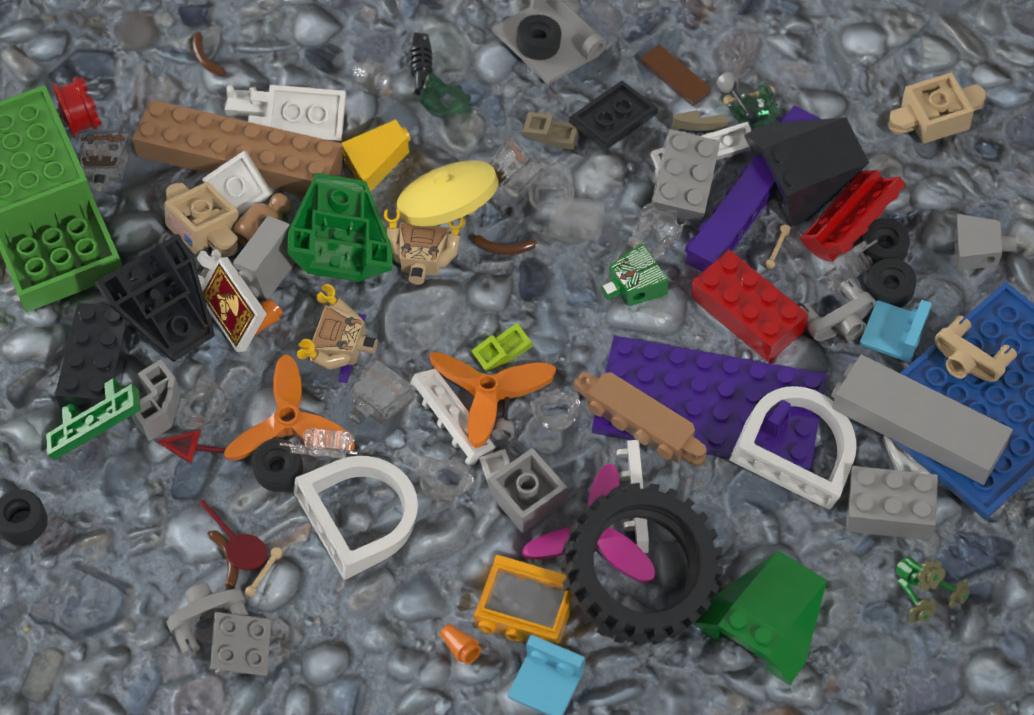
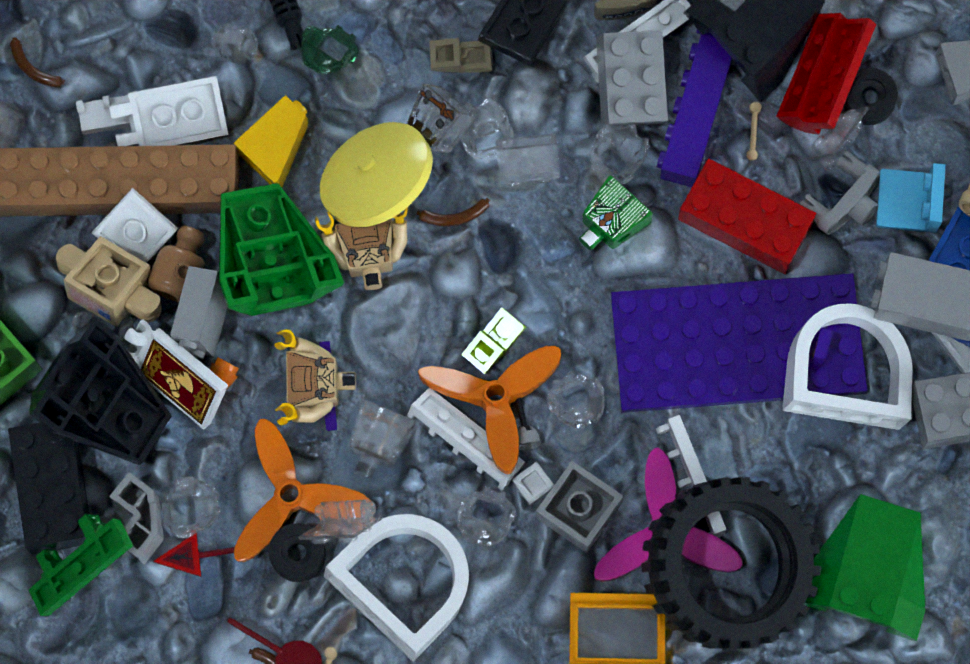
camera: 15 degrees left, 15 degrees up
(642, 417) = (675, 387): medium nougat hinge -> none
(895, 270) = (896, 128): black tyre -> none

